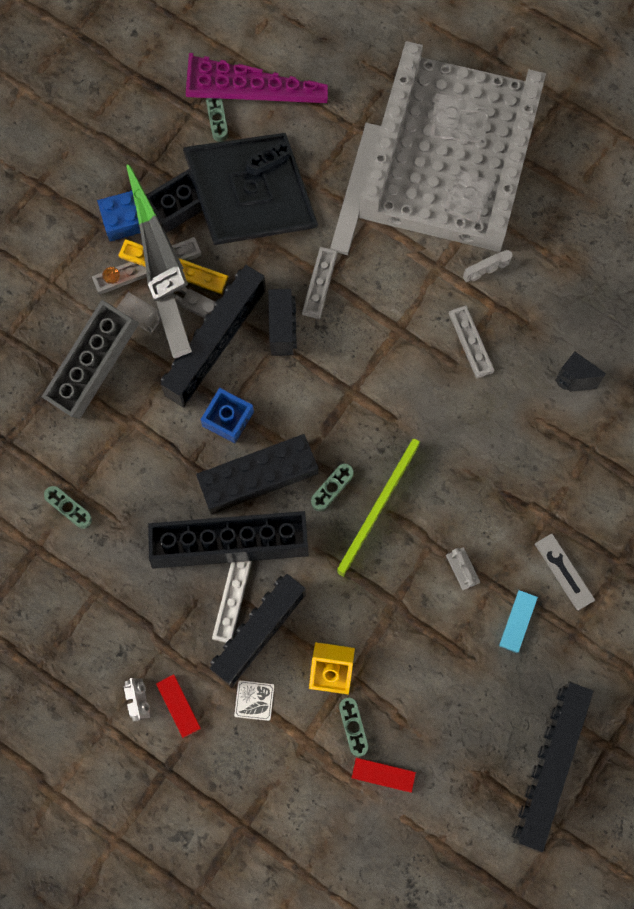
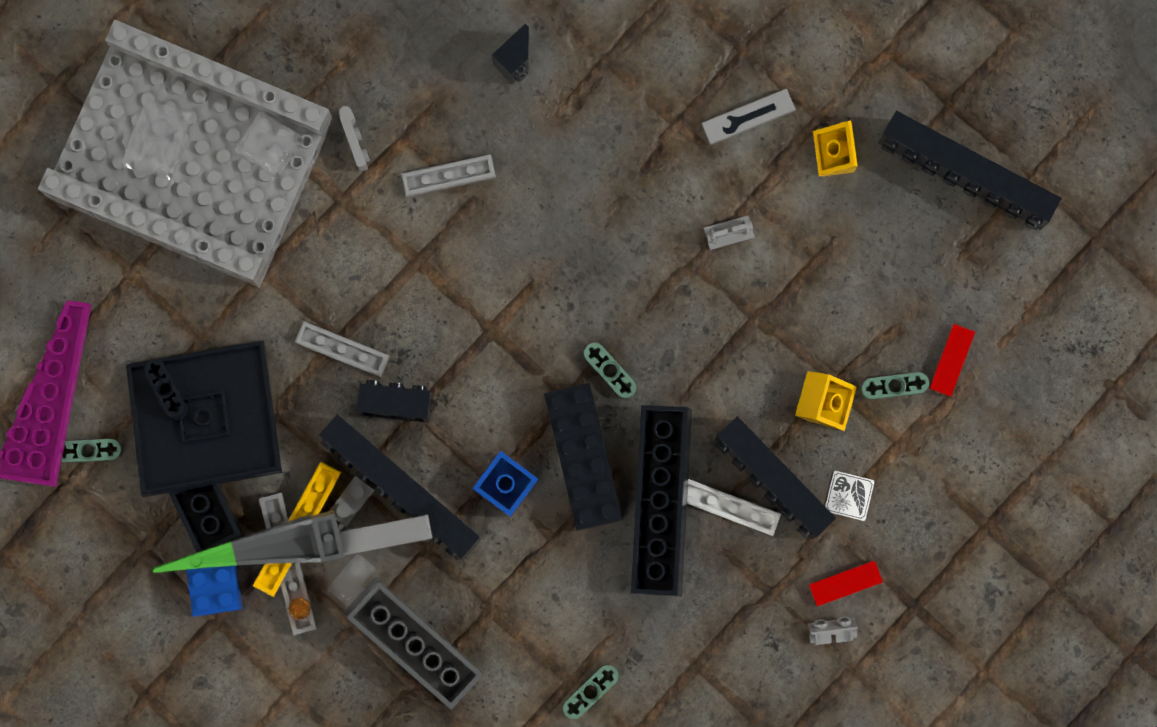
camera: 85 degrees left, 10 degrees up
(351, 205) = (218, 284): light grey tile -> none
(378, 507) = (642, 318): lime tile -> none
(518, 621) = (798, 180): medium azure tile -> none
(550, 648) = (835, 149): none -> yellow slope

